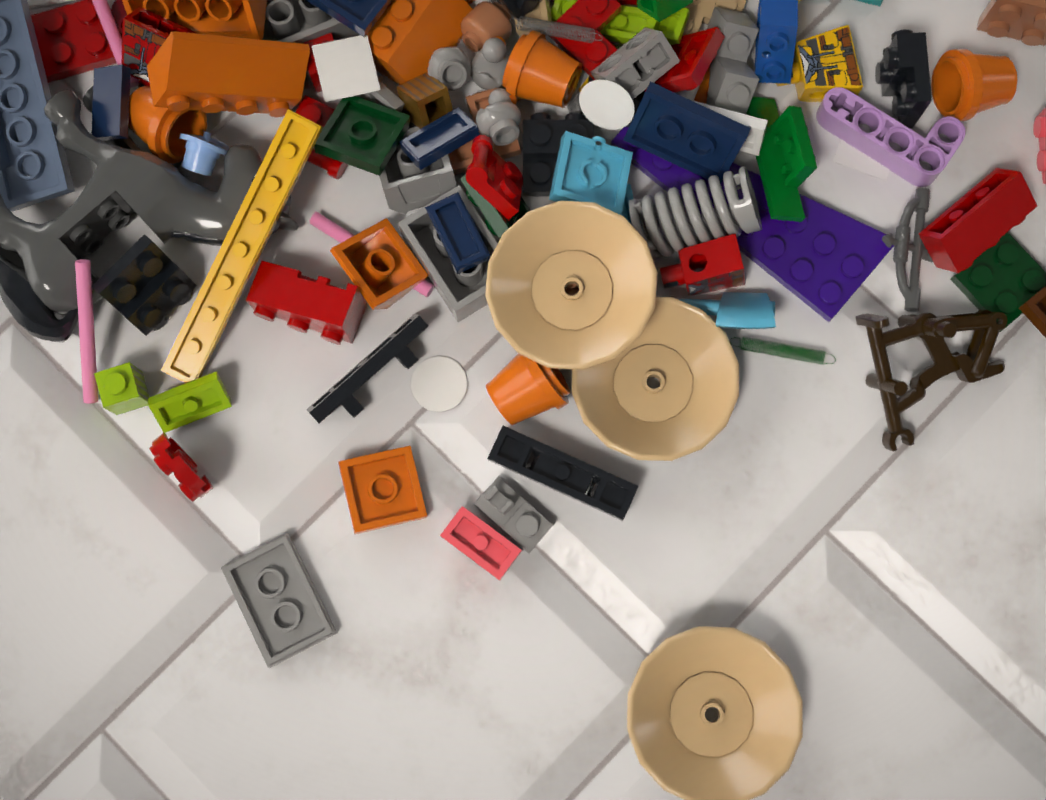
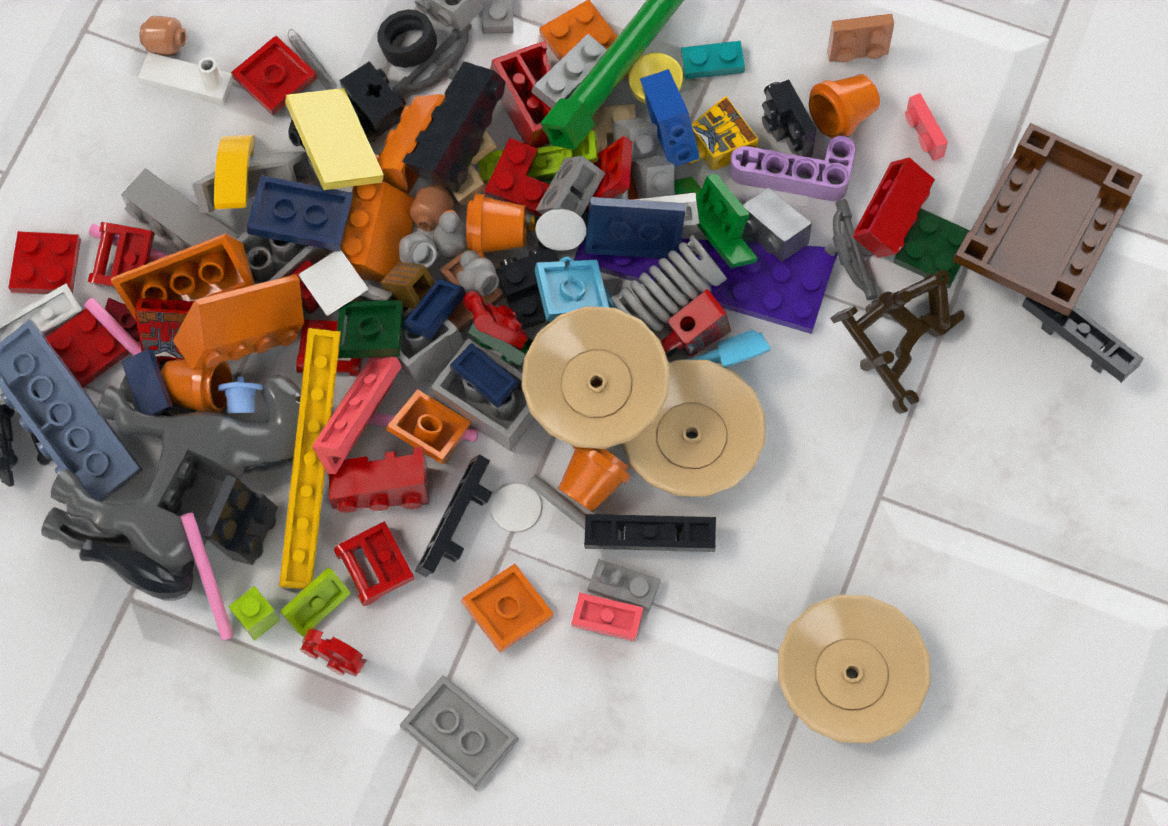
camera: 25 degrees left, 10 degrees down
(279, 385) = (384, 559): none -> red plate
(308, 218) = (355, 411): none -> coral fence
(479, 386) = (558, 500): none -> light grey bar
(572, 38) = (474, 191): light grey piece -> none
(783, 349) = (758, 373): green piece -> none
(842, 189) = (776, 225): none -> brick

